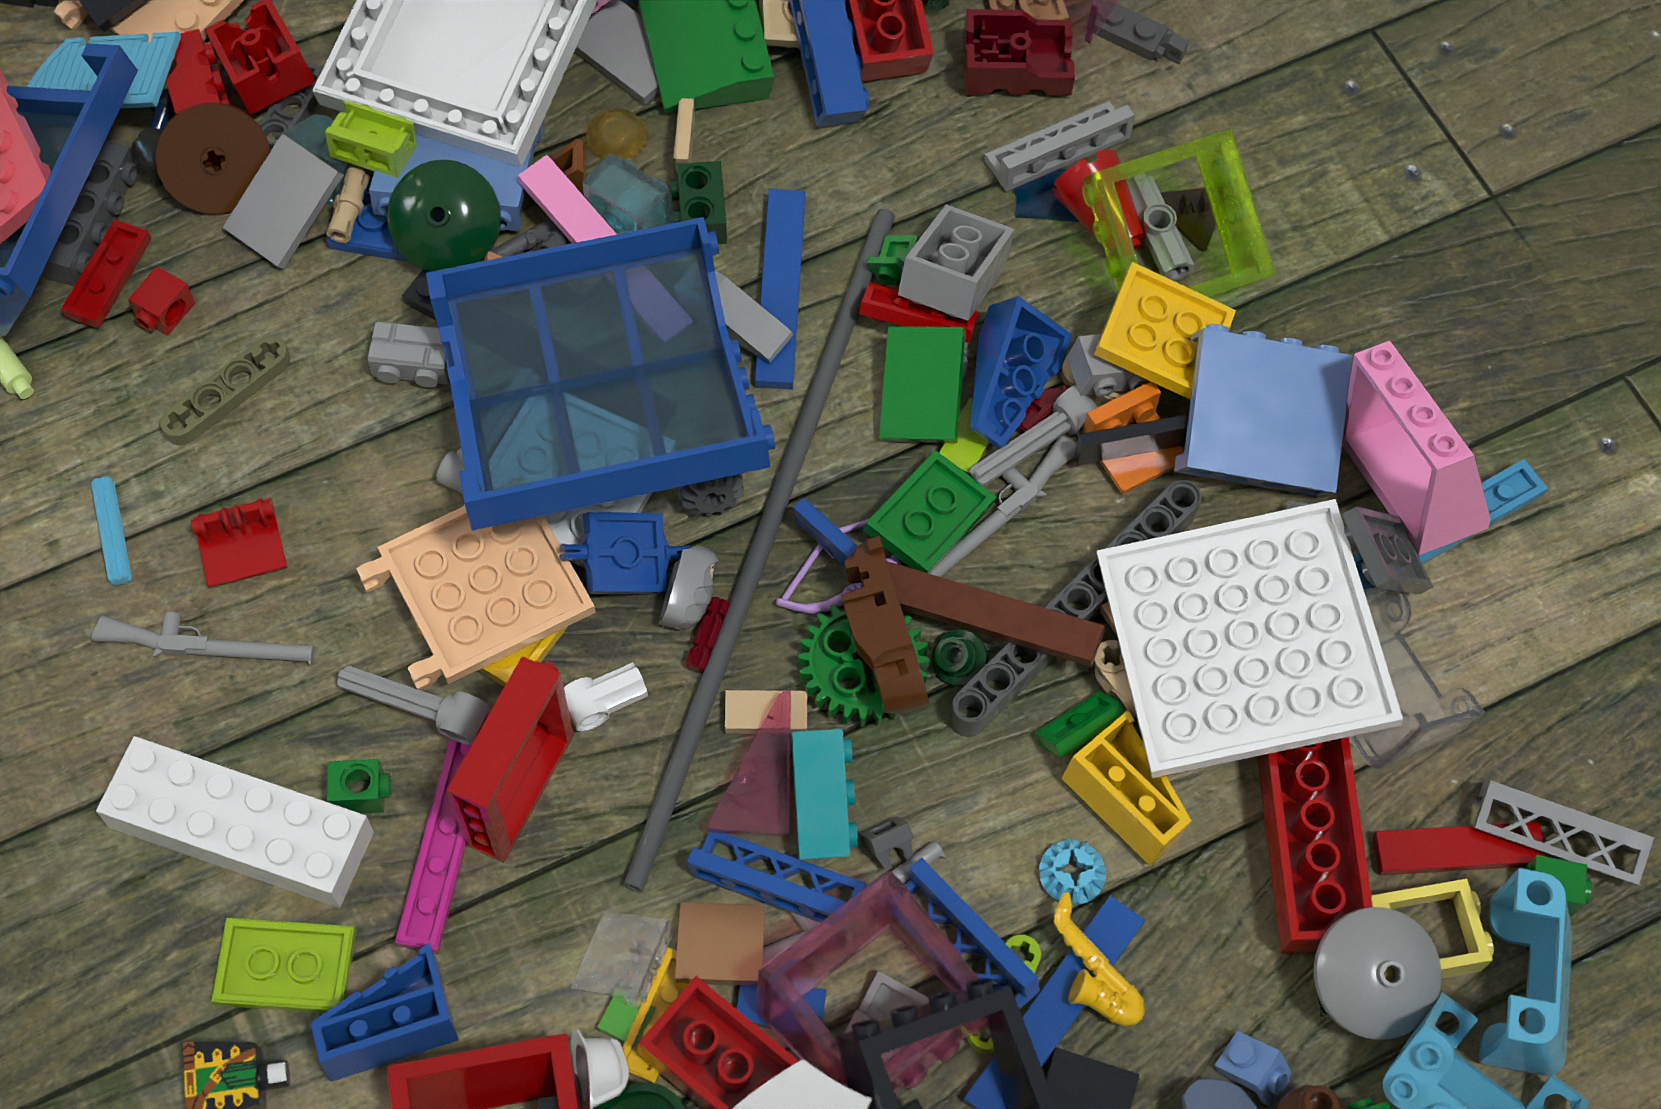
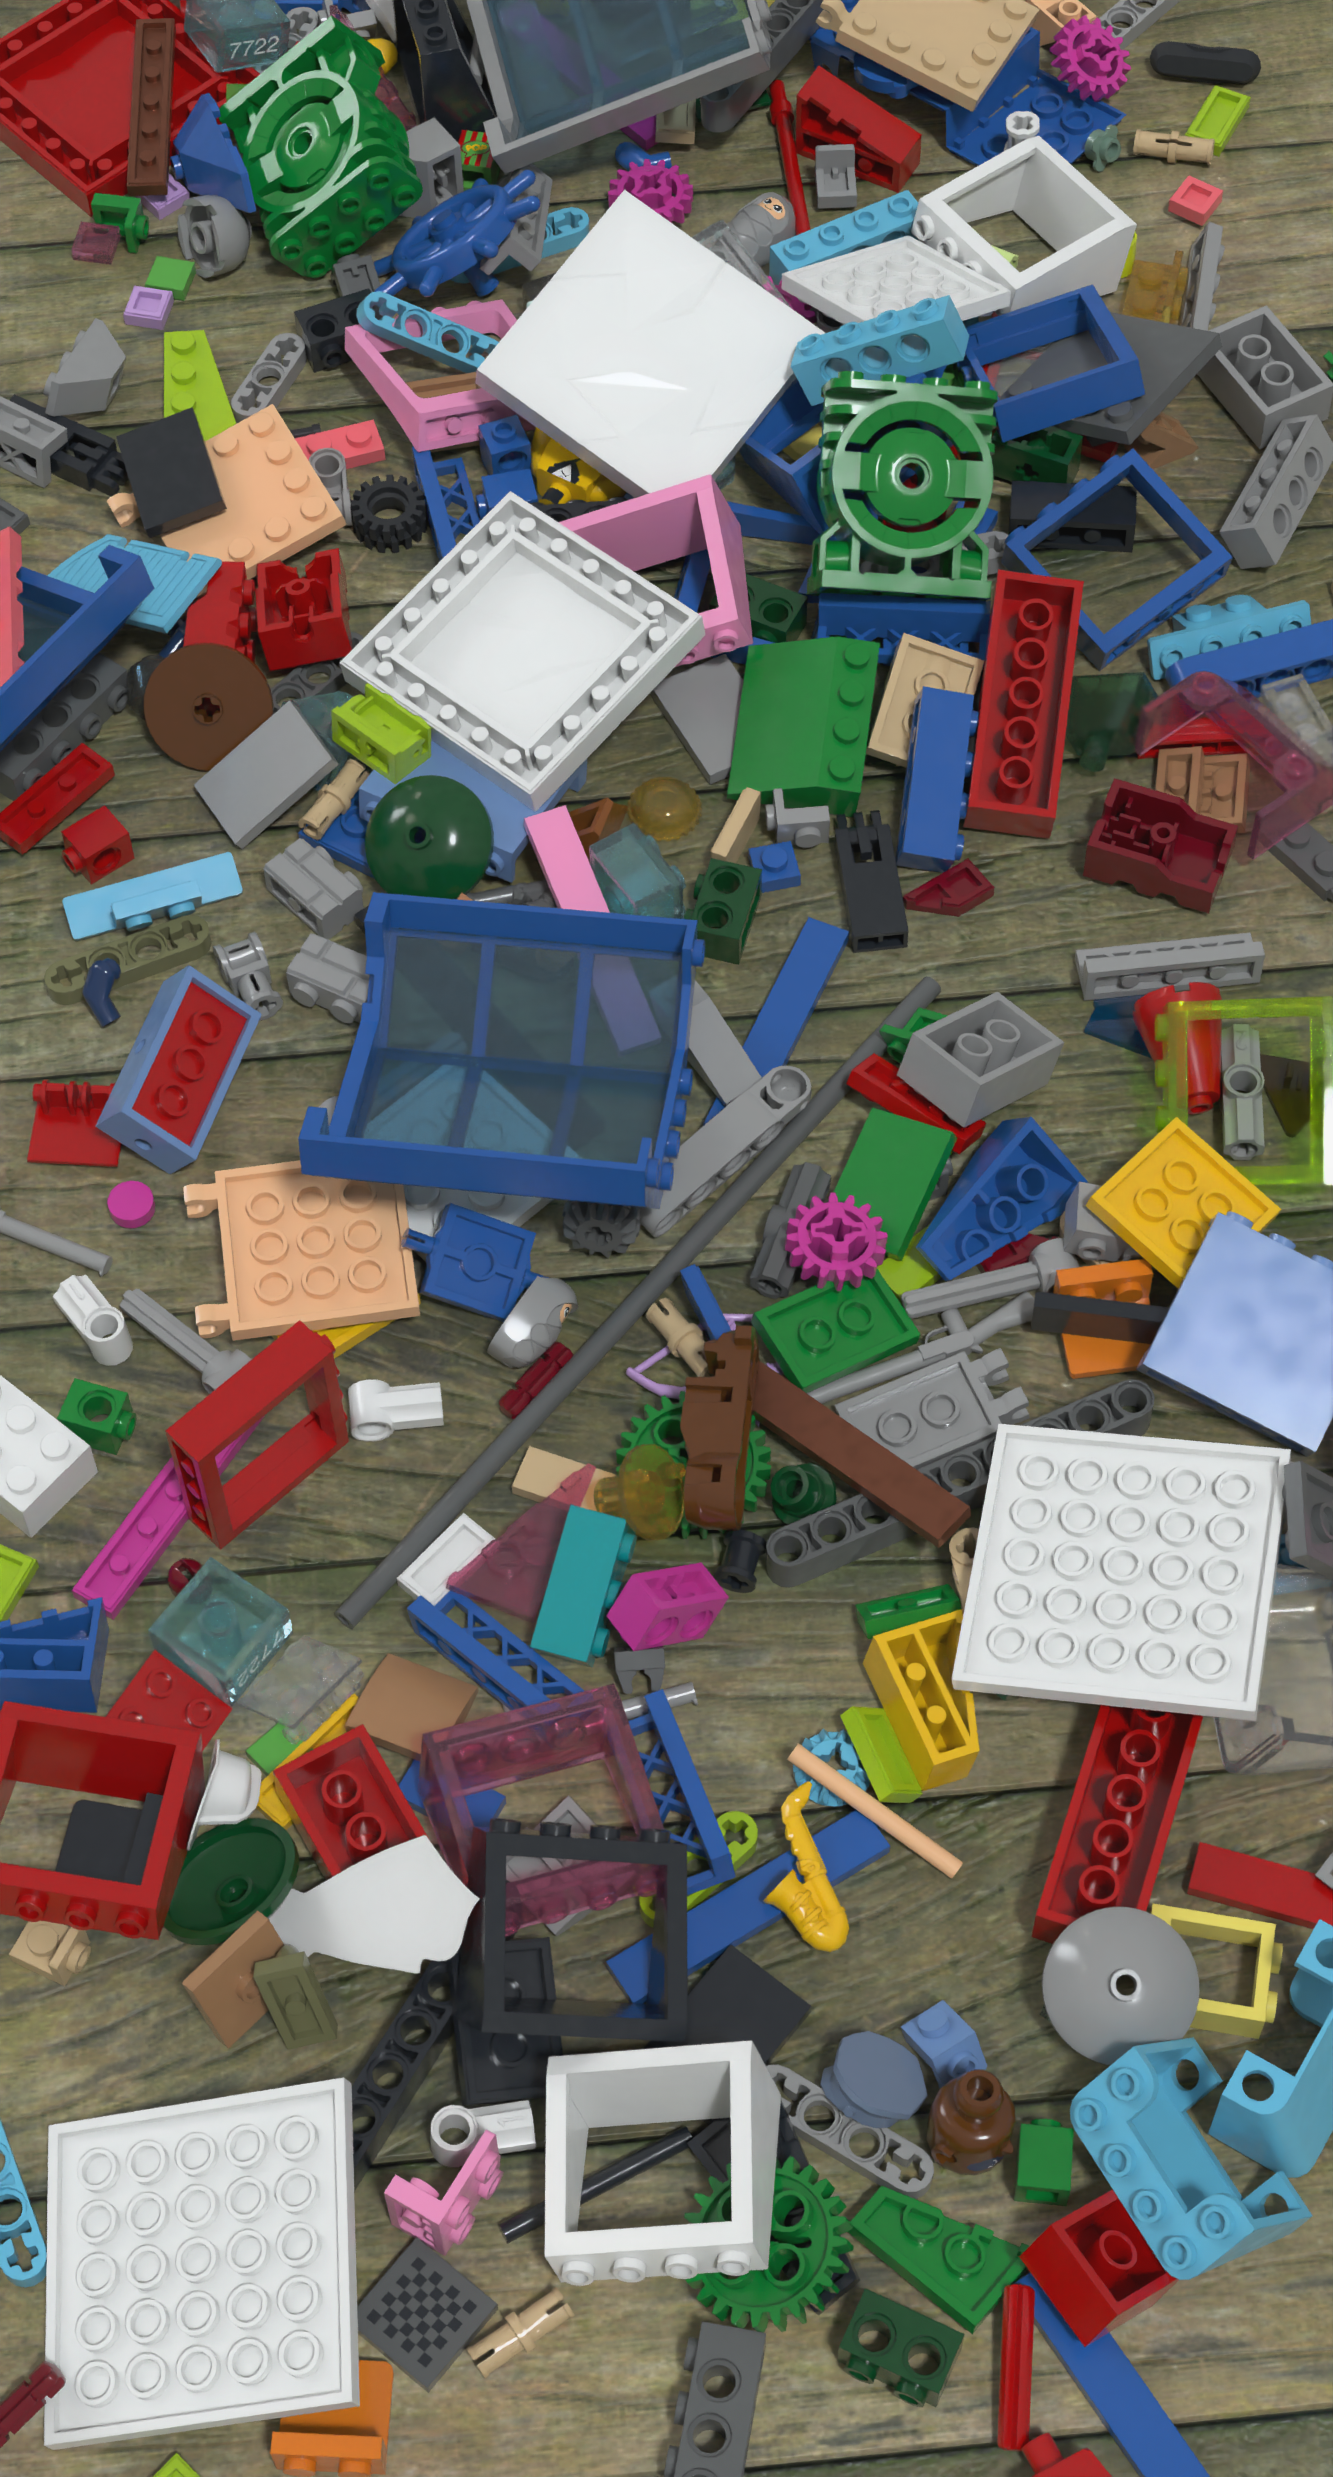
camera: 25 degrees right, 5 degrees down
(212, 423) = (98, 988): none -> dark blue arm
(224, 331) = (152, 896): none -> medium azure bracket
(311, 471) = (179, 1070): none -> brick
(311, 595) = (131, 1204): none -> dark pink tile
(320, 703) = (94, 1319): none -> white piece
(333, 370) = (248, 974): none -> light grey connector
(360, 283) = (314, 888): none -> light grey brick
(484, 905) = (176, 1579): none -> dark red hinge
(517, 1012) = (170, 1698): none -> red hinge
(538, 935) = (221, 1631): none -> clear light blue brick
(696, 808) = (447, 1554): none -> white tile
(728, 119) = (801, 826): none -> light grey bracket
(728, 152) = (777, 866): none -> blue plate
(792, 377) = (729, 1143): none -> light grey piece
(807, 152) = (870, 888): none -> black hinge
(813, 561) = (683, 1338): none -> tan pin
(843, 701) = (645, 1492): none -> clear yellow piece
(860, 446) = (772, 1270): none -> dark grey piece
(869, 136) = (951, 892): none -> dark red tile
(897, 787) = (667, 1606): none -> dark pink brick
(904, 445) = (831, 1237): none -> dark pink gear
(933, 729) = (740, 1561): none -> black bush
(1033, 553) = (937, 1408): none -> light grey tile
(1108, 848) = (881, 1754): none -> lime tile
(1123, 896) = (875, 1811): none -> light nougat bar

